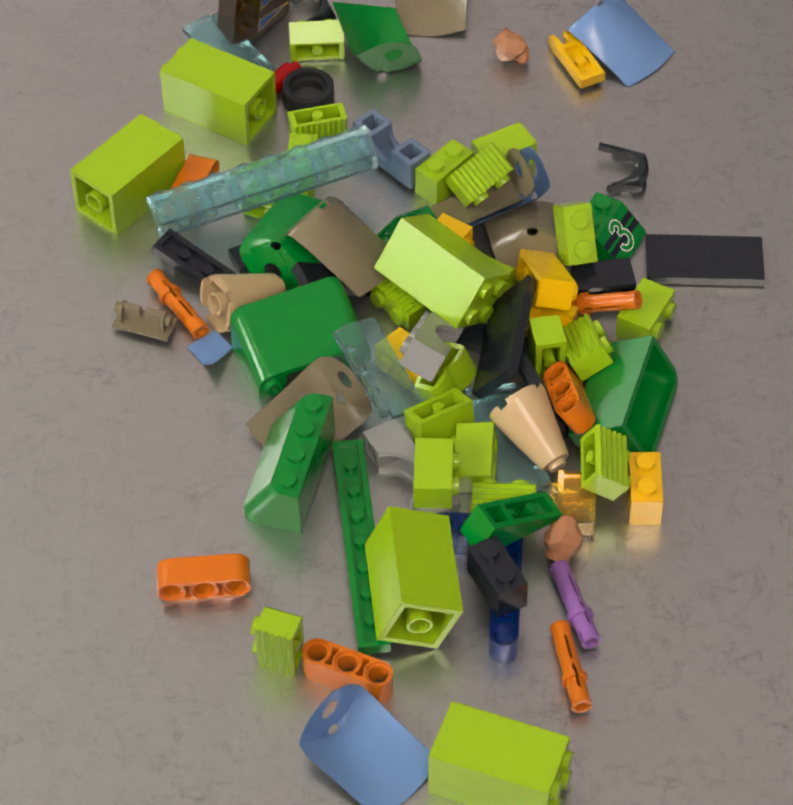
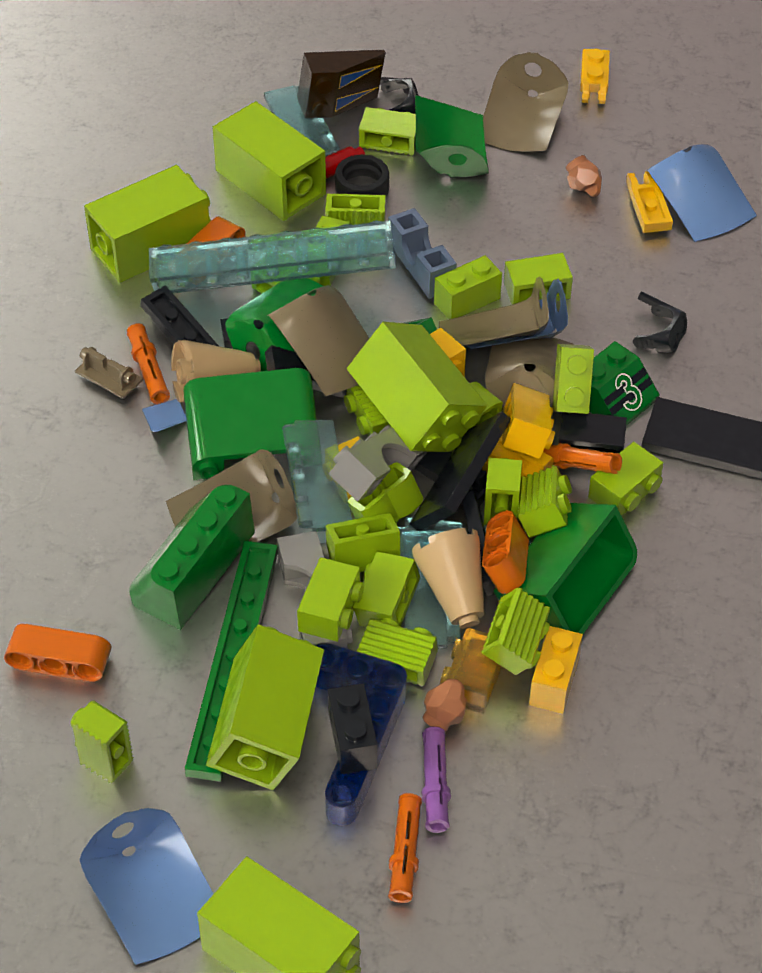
camera: 15 degrees right, 0 degrees up
(339, 658) = (159, 777): orange beam -> none
(478, 175) = (499, 298): lime brick -> none
(510, 518) = (391, 668): green slope -> none

